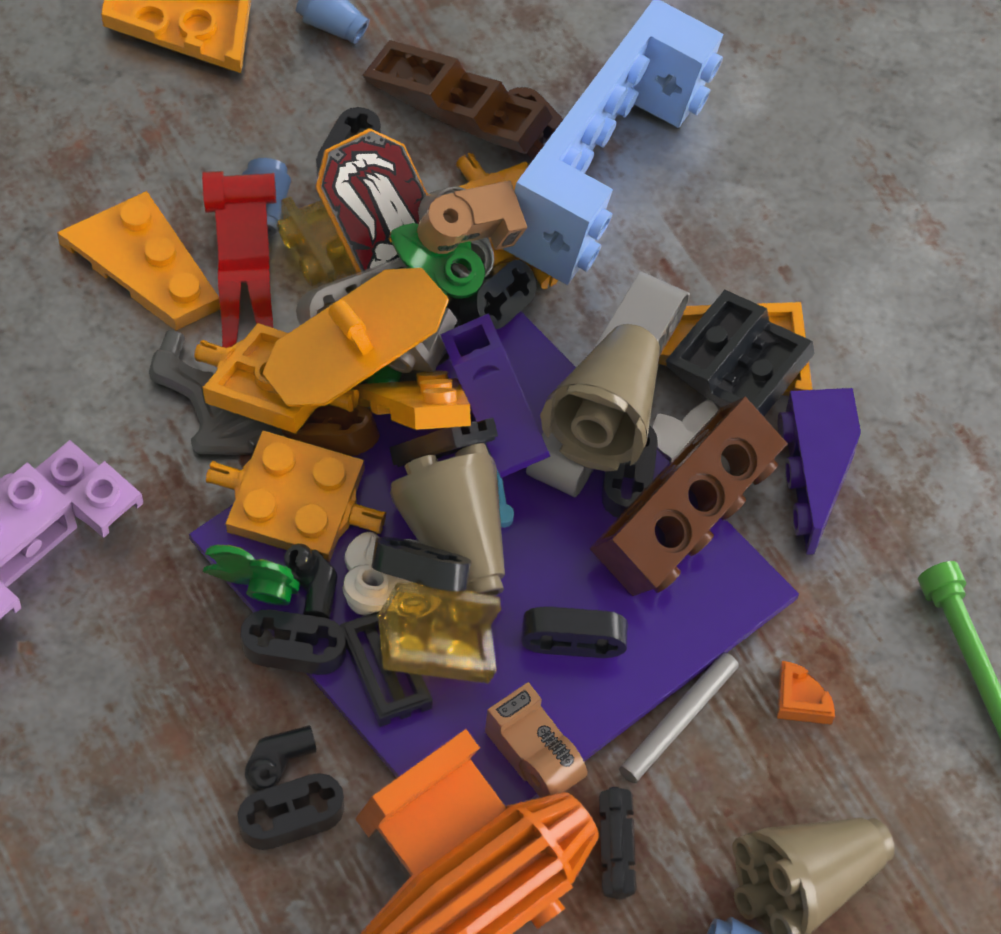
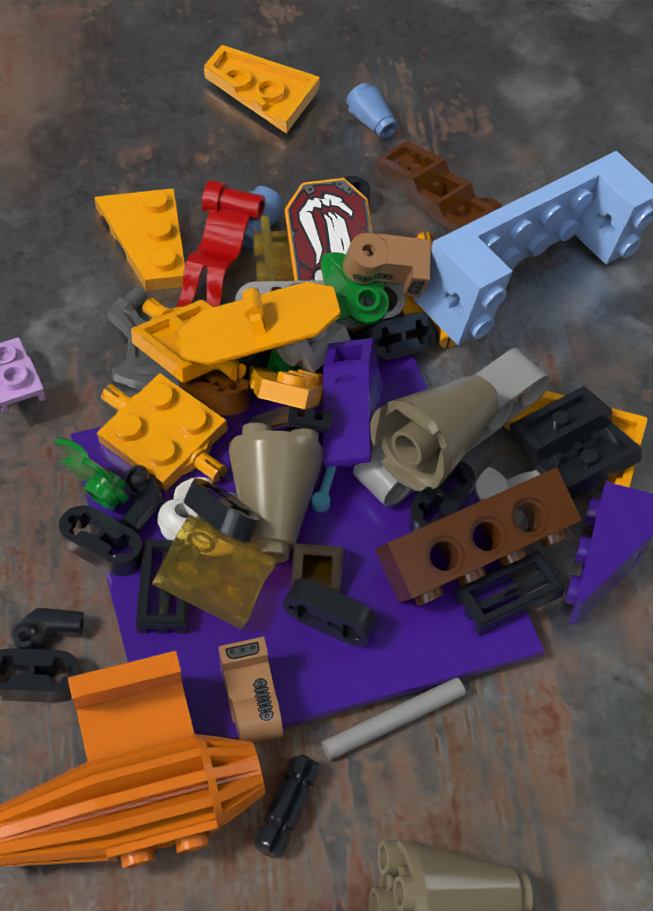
camera: 25 degrees right, 5 degrees down
(534, 586) = (318, 564): none -> dark brown slope
(715, 575) = (498, 617): none -> black tile
(802, 696) = (510, 741): orange tile -> none

